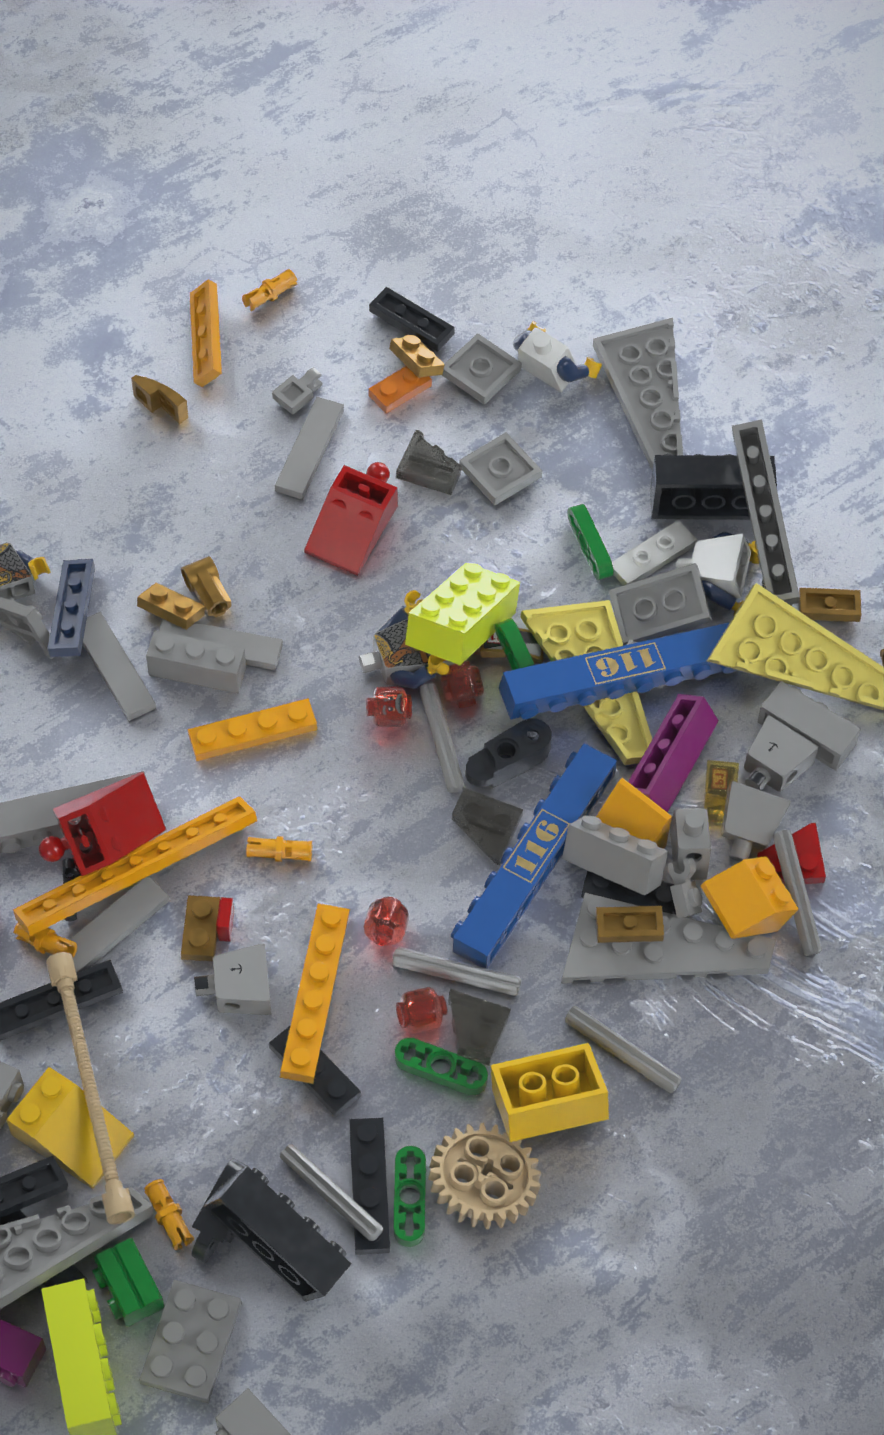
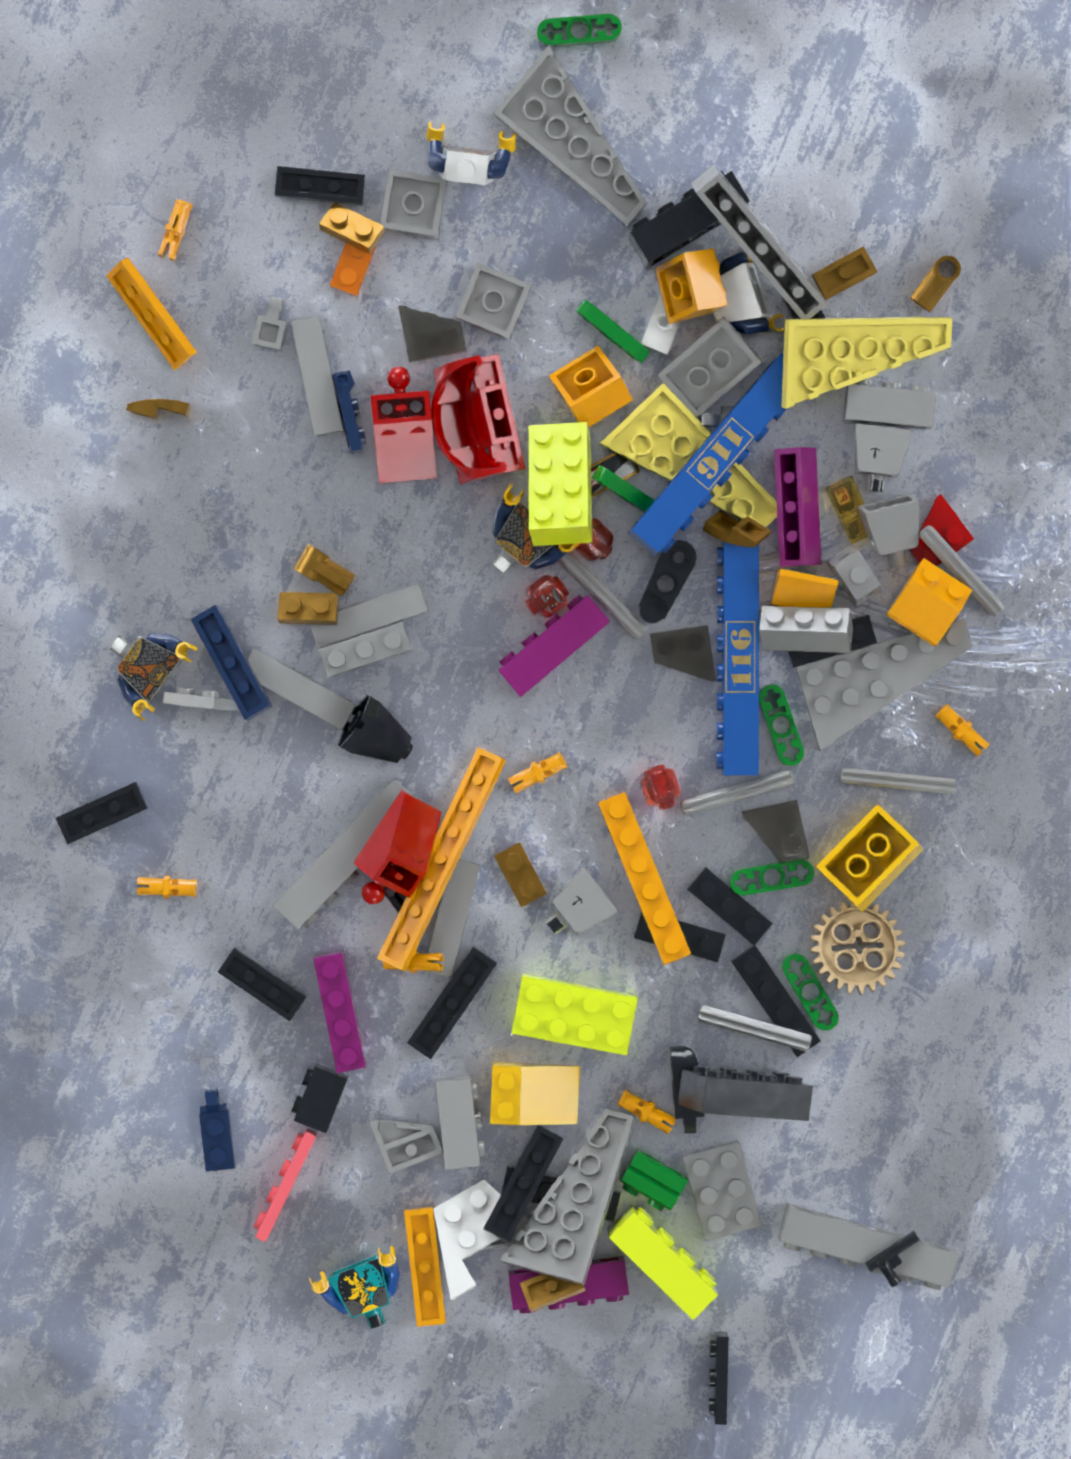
camera: 30 degrees left, 30 degrees up
(117, 1199) = (611, 1135): tan hose -> none
(154, 727) = (375, 733): none -> black cone
(162, 1075) = (574, 1014): none -> neon yellow brick
(225, 919) = (536, 860): red tile -> none
(252, 729) = (447, 678): light orange plate -> none
(317, 481) = (348, 410): none -> dark blue hinge
(368, 750) = (554, 645): none -> magenta brick
(382, 1070) = (729, 906): none -> black plate
(416, 542) = (476, 419): none -> red piece
(421, 1010) = (732, 844): clear red head -> none
(542, 949) = (780, 748): none -> green beam
(543, 573) = (591, 387): none -> light orange slope
(601, 741) = (728, 529): none -> pearl gold slope
(629, 924) = (850, 681): pearl gold plate -> none
(684, 528) = (691, 285): none -> light orange slope
(685, 894) = (877, 626): light grey plate -> none
(710, 335) = (570, 21): none -> green beam
(714, 1037) = (961, 729): none -> light orange pin

